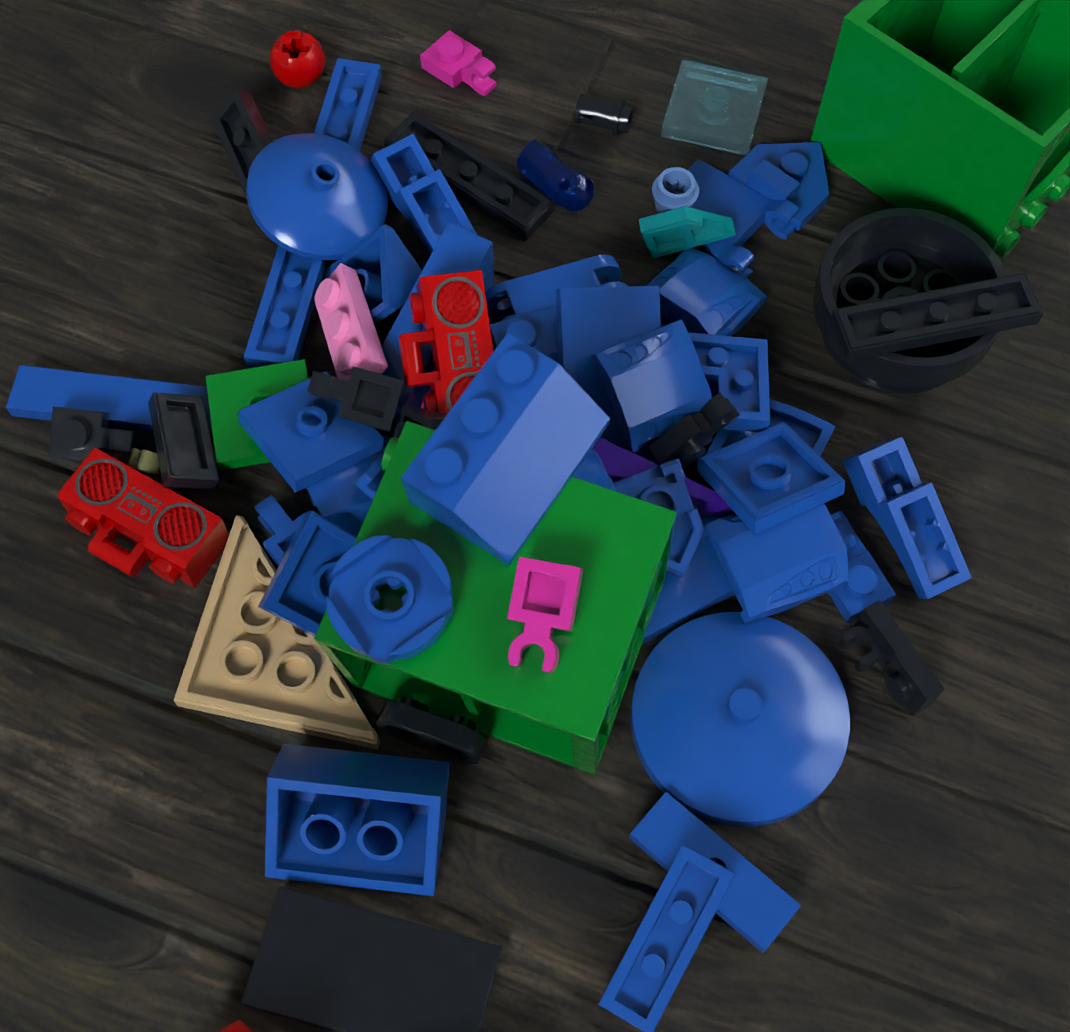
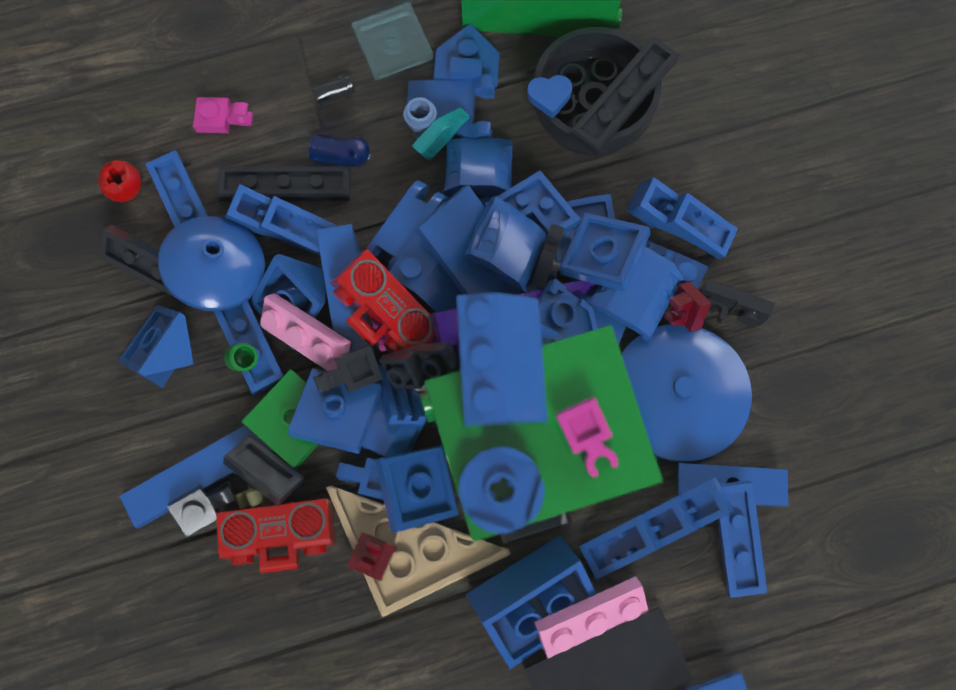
camera: 35 degrees left, 10 degrees up
(188, 248) = (159, 346): none -> blue slope
(218, 622) = (371, 556): none -> dark red tile
(261, 306) = (241, 357): none -> green piece
(407, 888) = (591, 617): none -> bright pink plate
(573, 843) = (656, 528): none -> blue slope
(828, 620) = (688, 307): none -> dark red tile
(843, 258) = (549, 94): none -> blue tile

